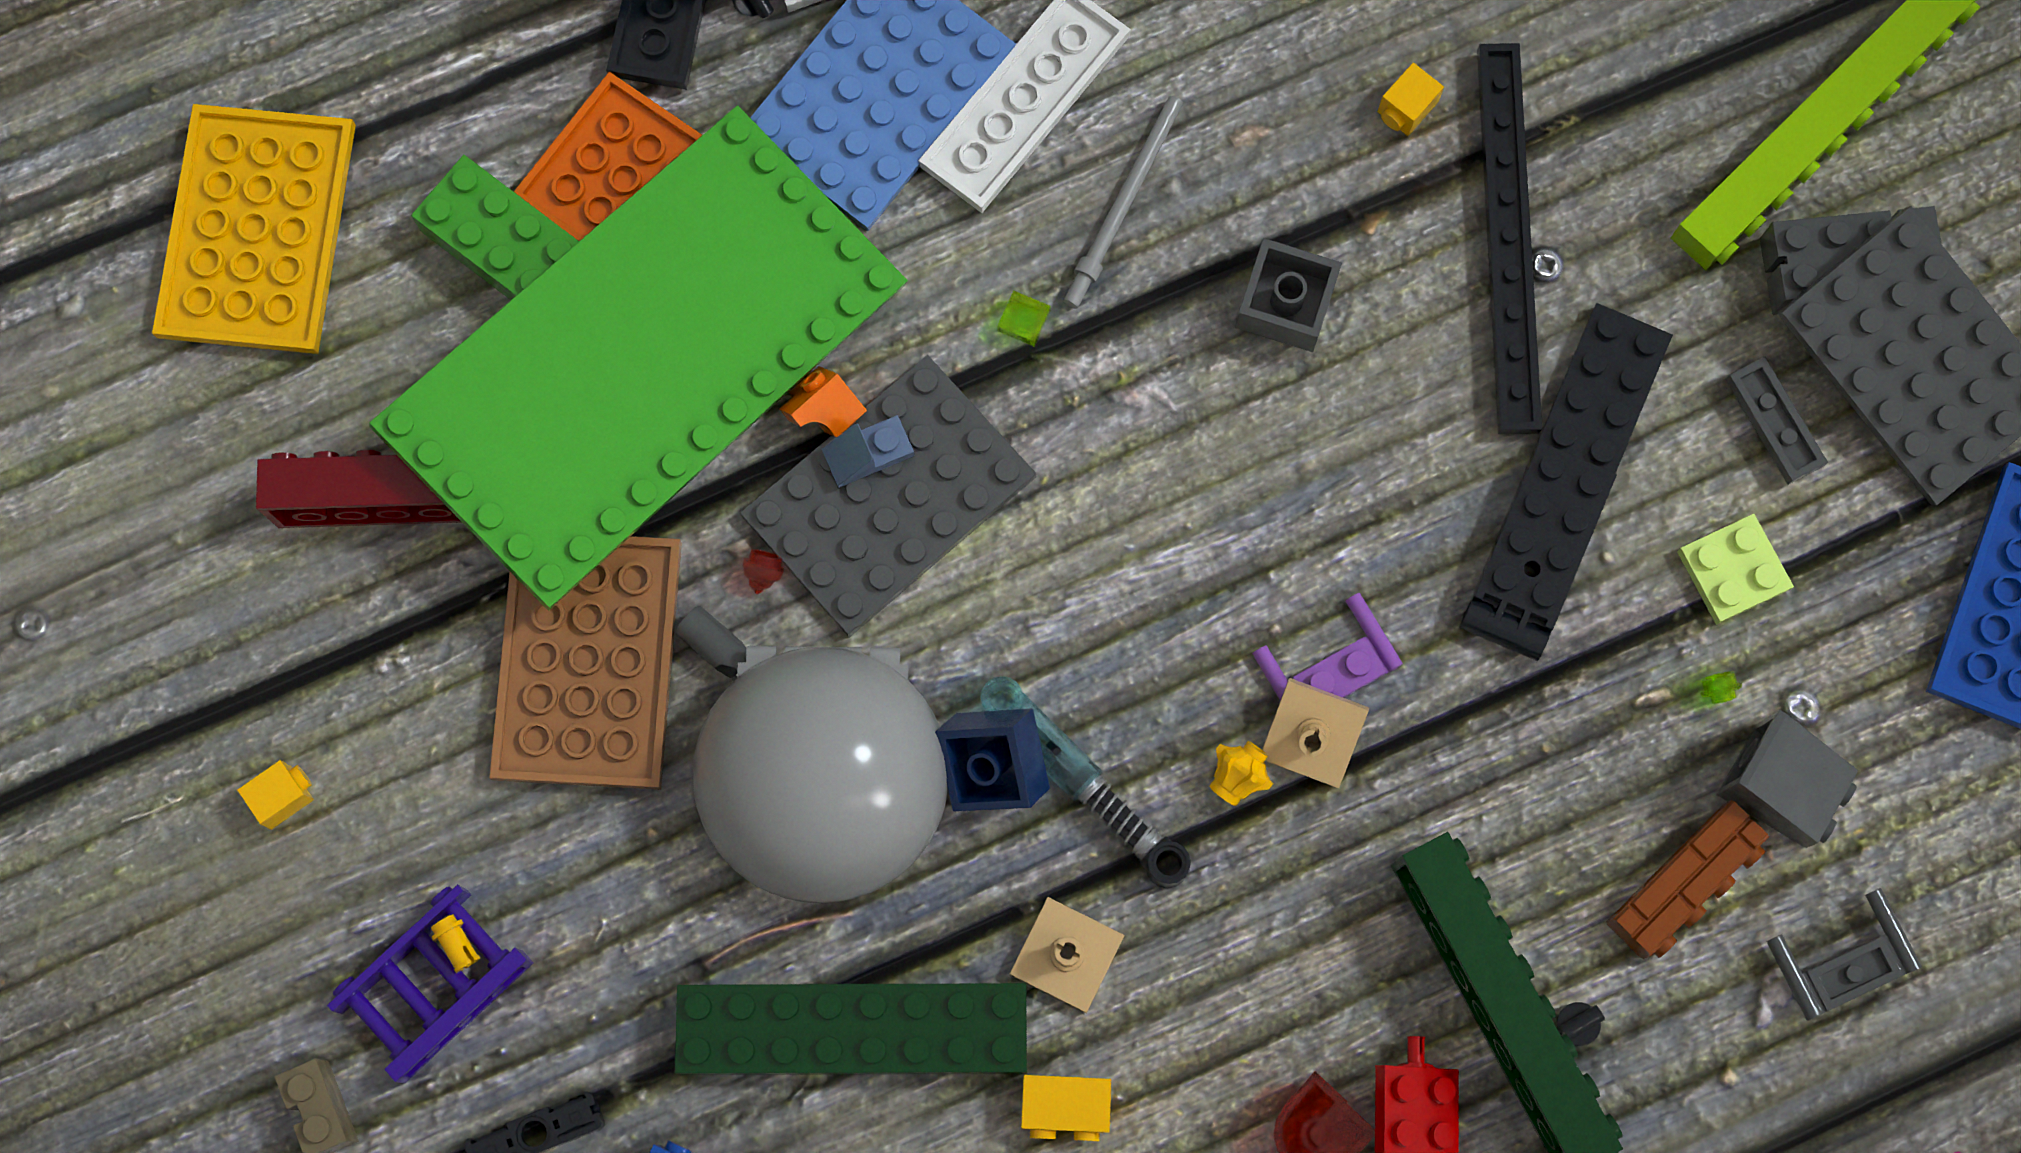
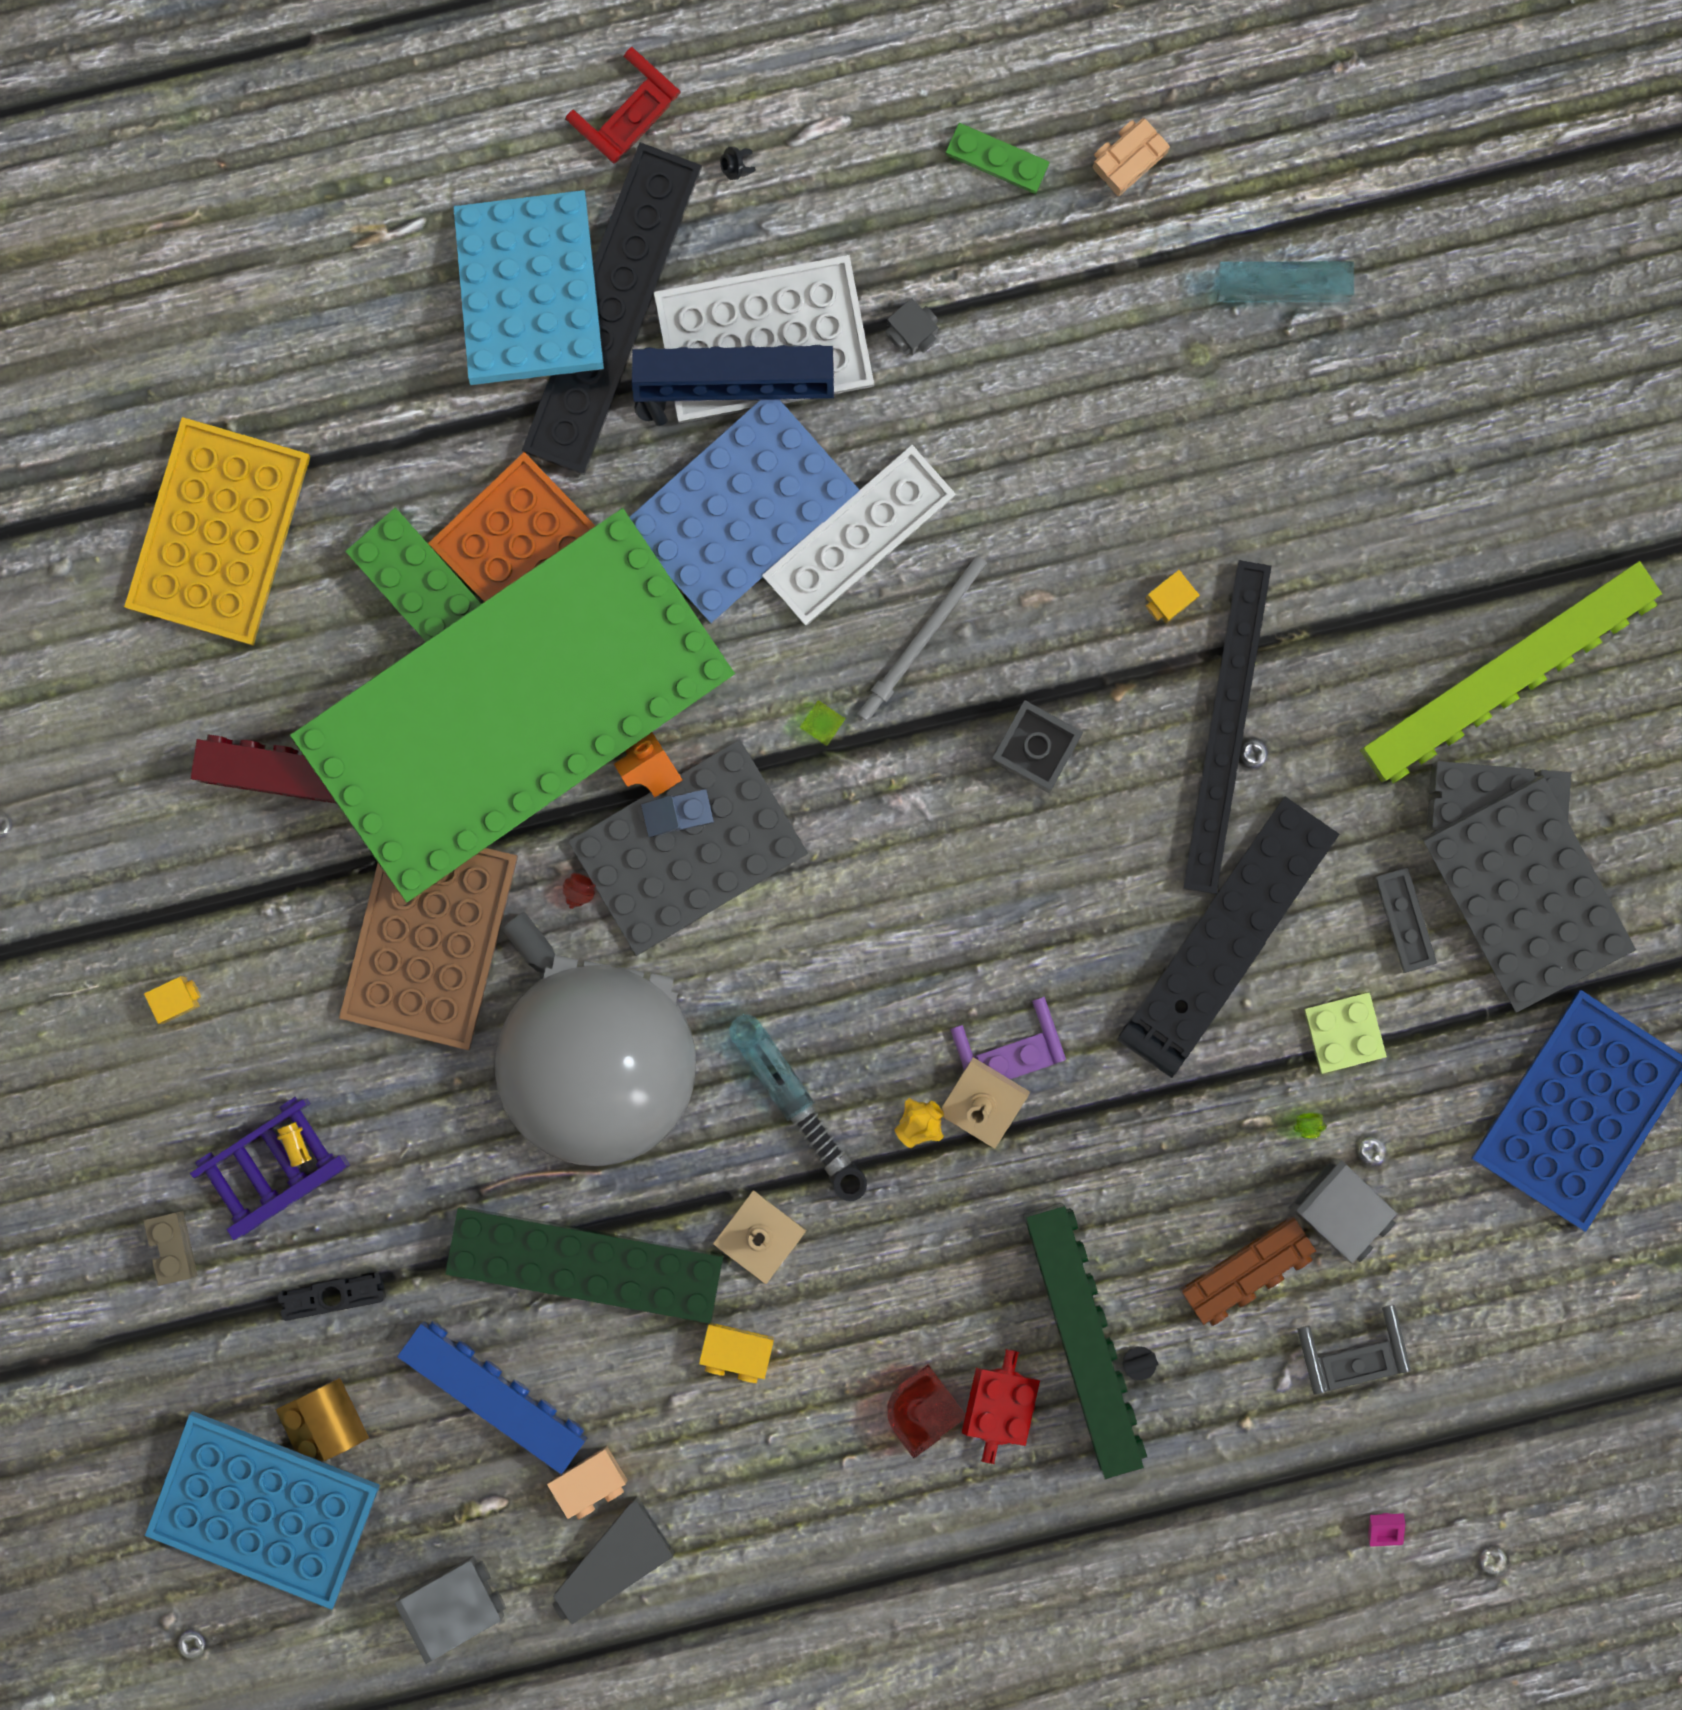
camera: 15 degrees right, 10 degrees up
(993, 760) = (729, 1081): dark blue brick -> none

